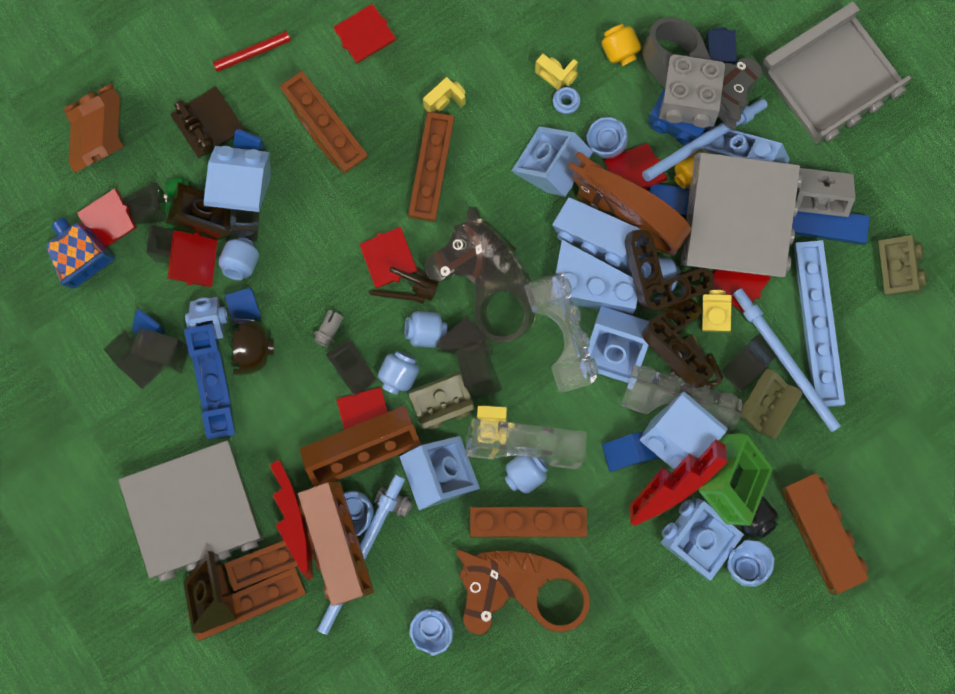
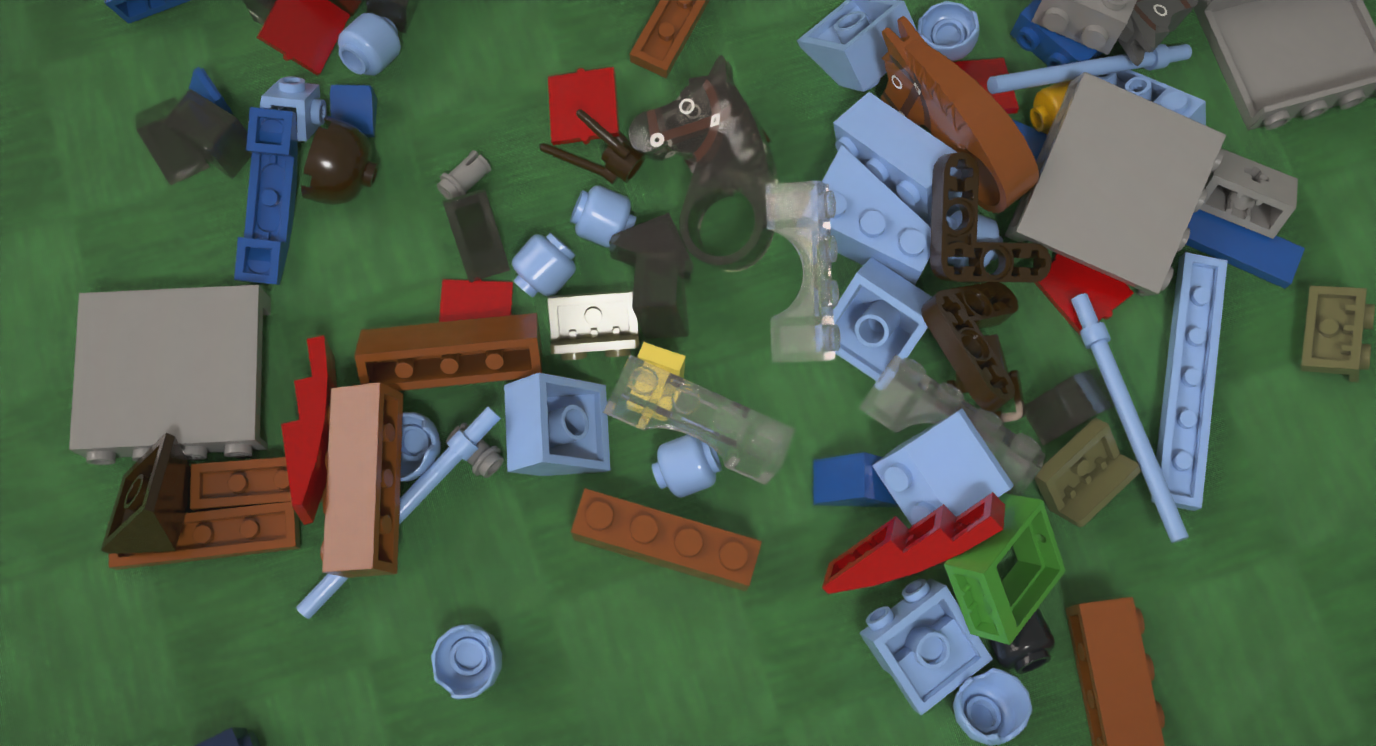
camera: 10 degrees right, 5 degrees down
(507, 575) = (607, 611): dark orange animal -> none
(716, 312) = (1041, 316): light yellow bracket -> none

